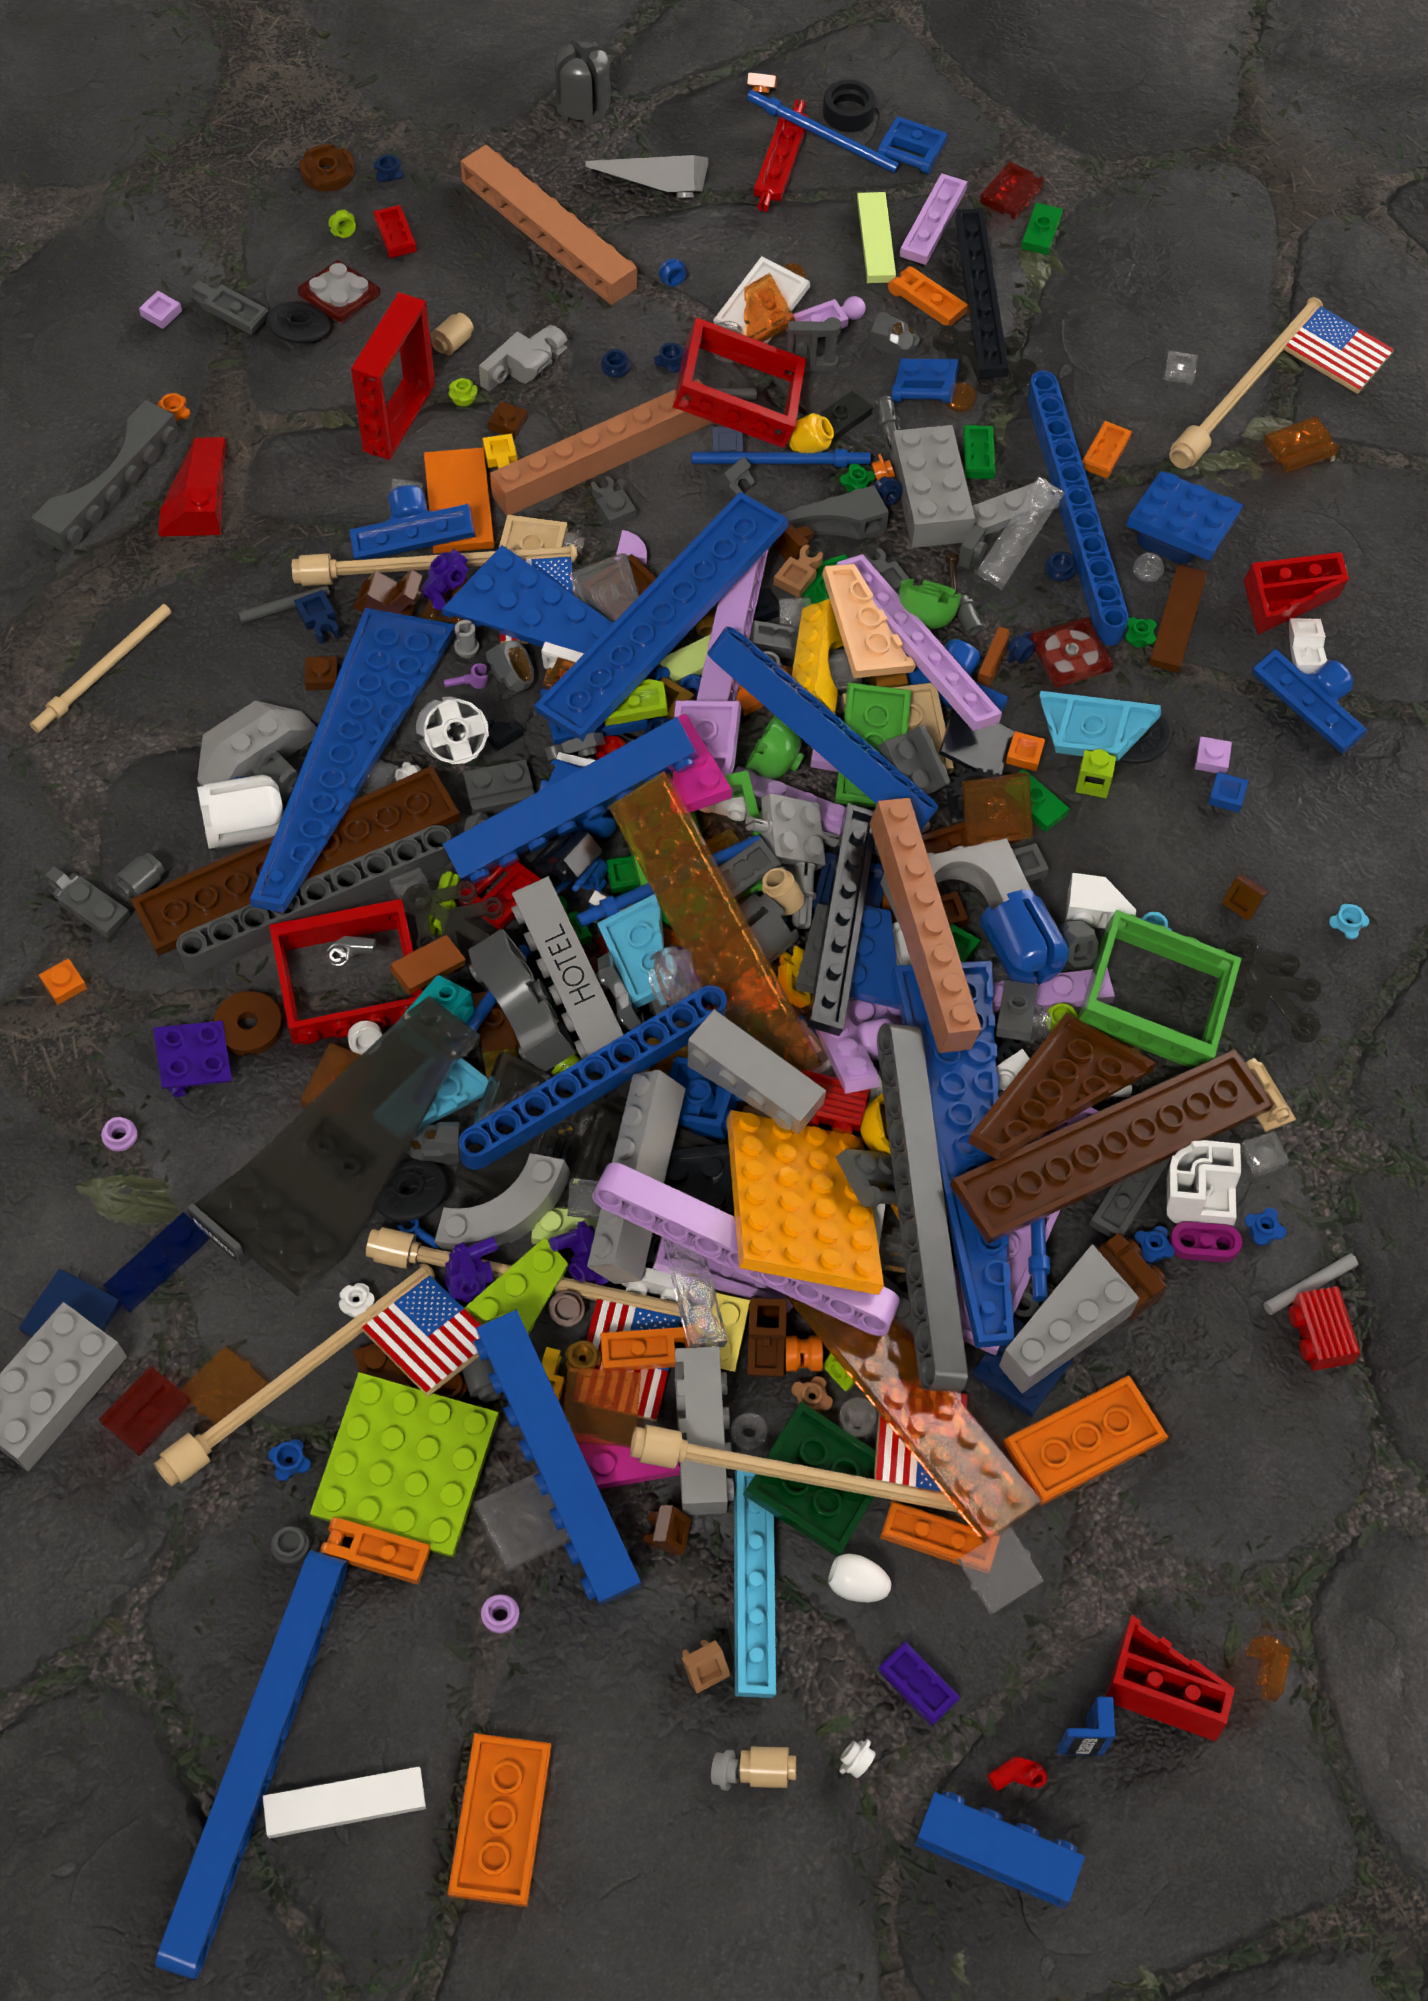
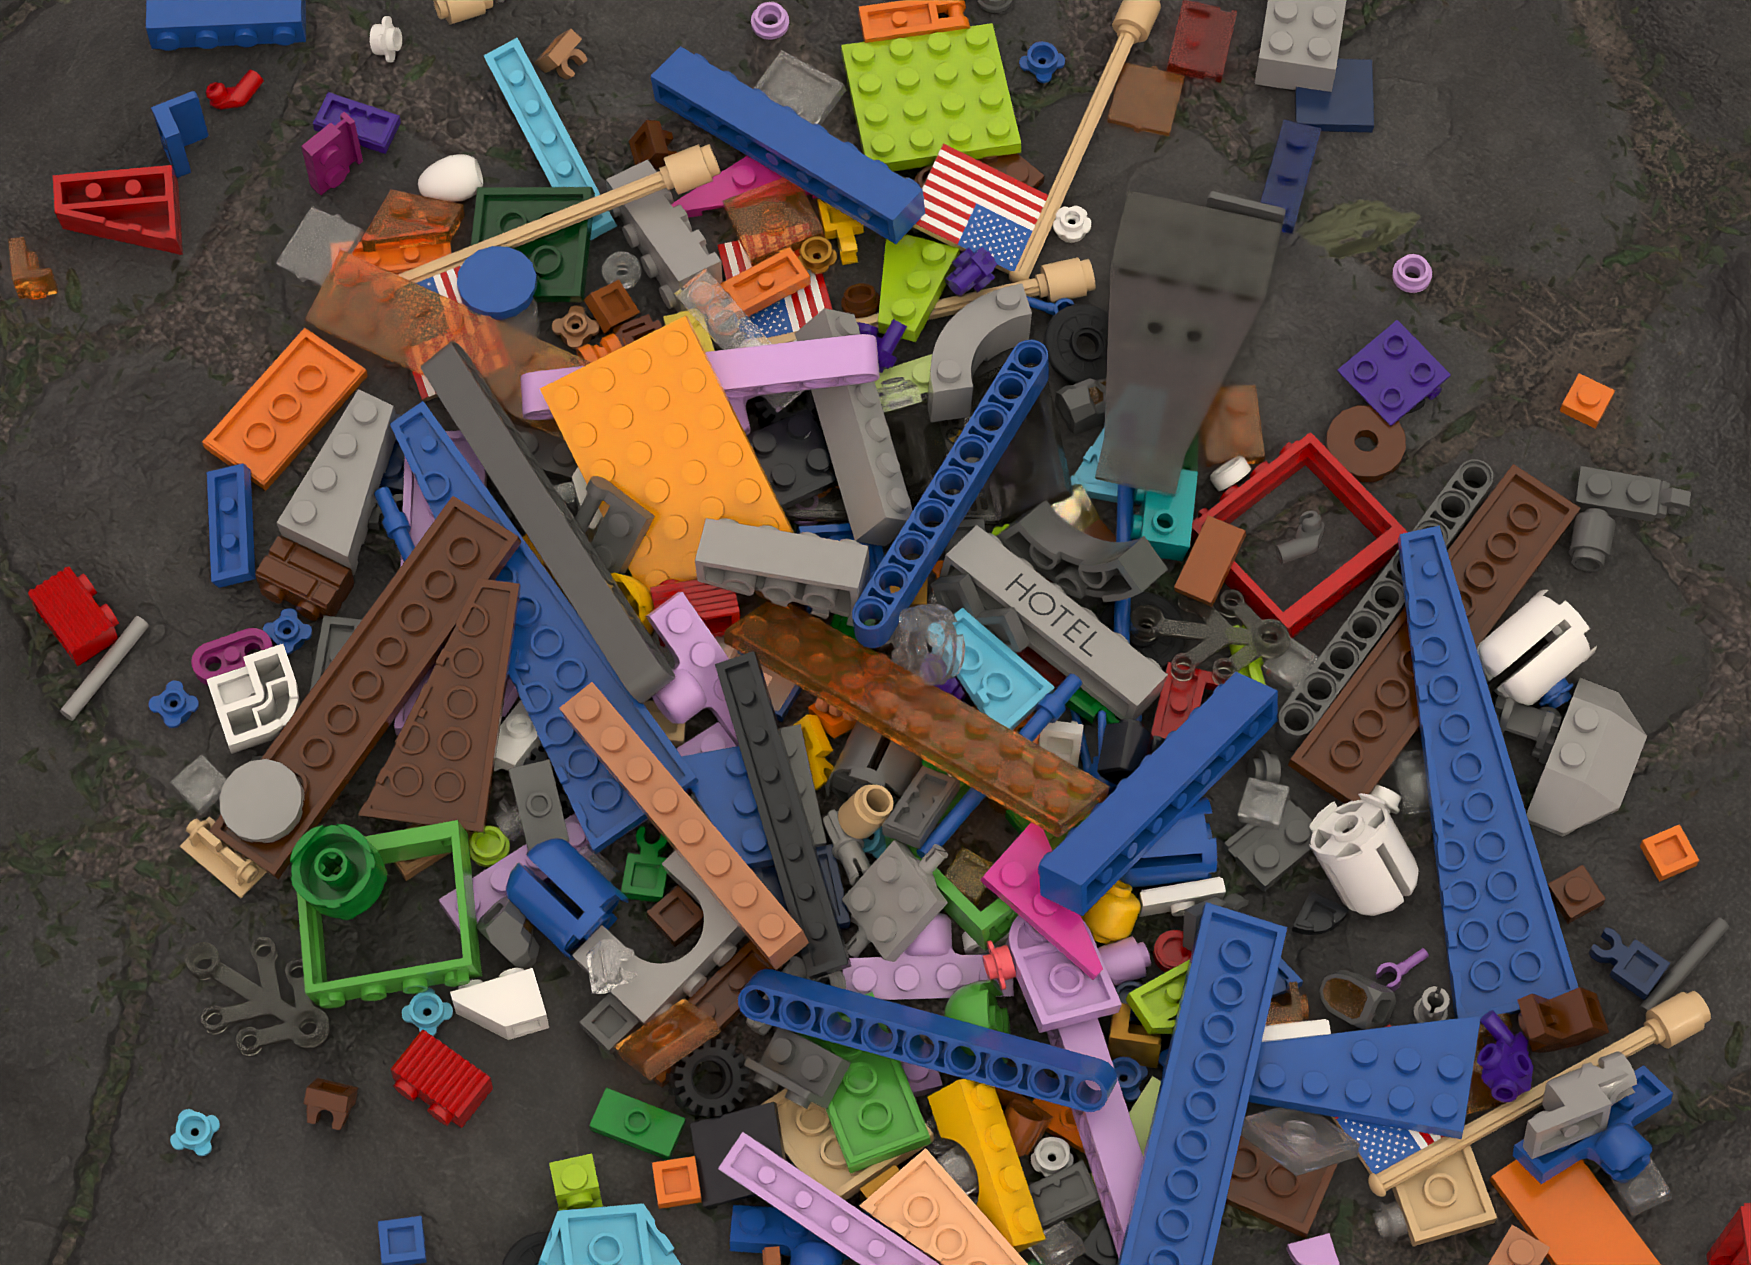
camera: 155 degrees right, 5 degrees up
(242, 665) = (1669, 853): none -> orange plate
(417, 531) = (1579, 1104): none -> light grey plate
(494, 797) = (1263, 803): none -> clear plate
(743, 761) = (999, 964): none -> coral plate
(774, 1395) = (611, 306): none -> dark orange plate
(867, 1440) = (497, 282): none -> blue tile
(910, 1555) = (413, 221): none -> clear orange wing
(962, 1639) = (331, 154): none -> magenta plate
(1018, 869) = (606, 968): none -> clear tile
(1162, 876) = (441, 1080): none -> red brick
(1169, 1349) = (231, 525): none -> blue plate
(1192, 1003) = (355, 886): none -> green brick
(1227, 1095) = (262, 801): none -> light grey tile

